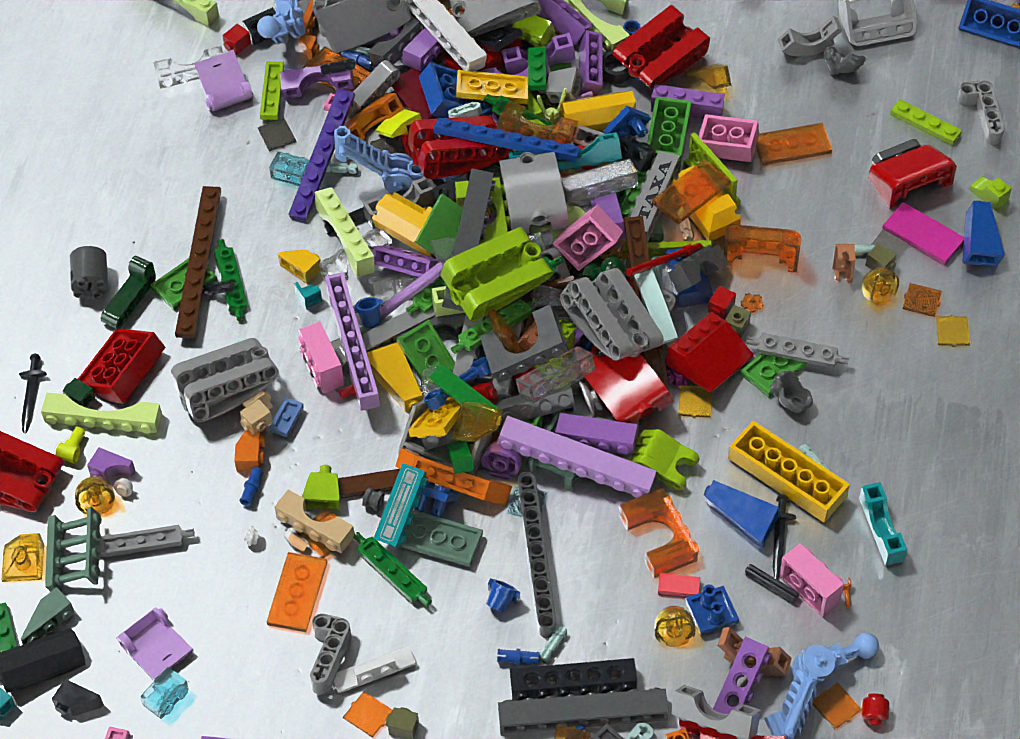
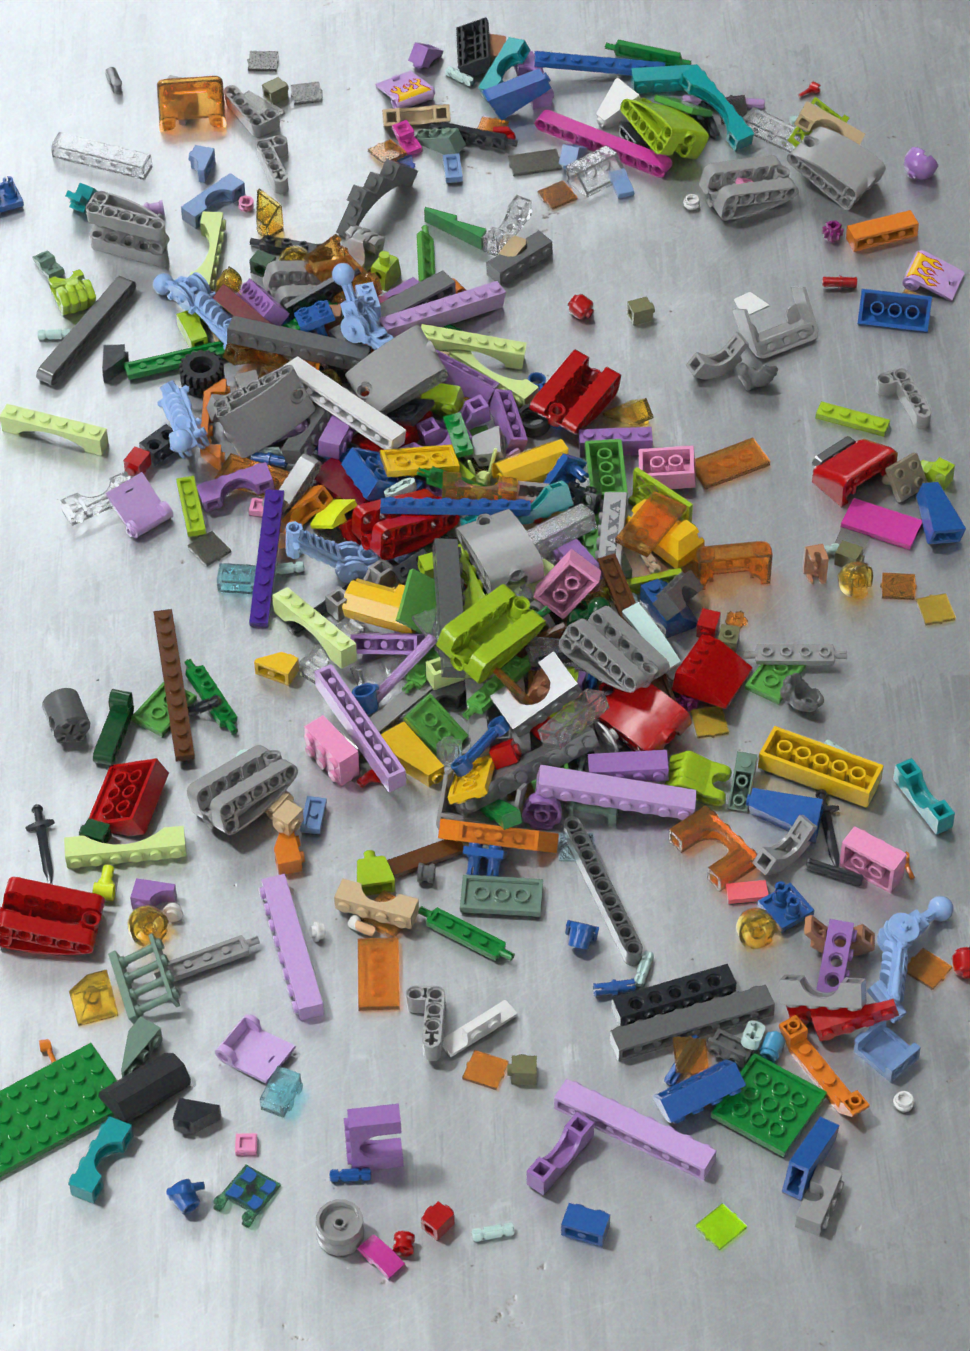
camera: 15 degrees left, 5 degrees down
(222, 547) = (292, 947): none -> lavender brick
(251, 486) = (300, 885): blue pin -> none
(308, 295) = (295, 696): teal panel -> none
(337, 66) = (256, 469): black axle -> none
(400, 506) = (460, 869): teal brick -> none
(456, 387) = (491, 754): green tile -> none
(476, 421) = (511, 776): clear yellow slope -> none
(686, 251) = (661, 581): red bar -> none
(707, 469) = (742, 780): none -> sand green slope
(729, 552) = (784, 853): none -> light grey arch
(959, 191) = (905, 477): none -> dark tan plate

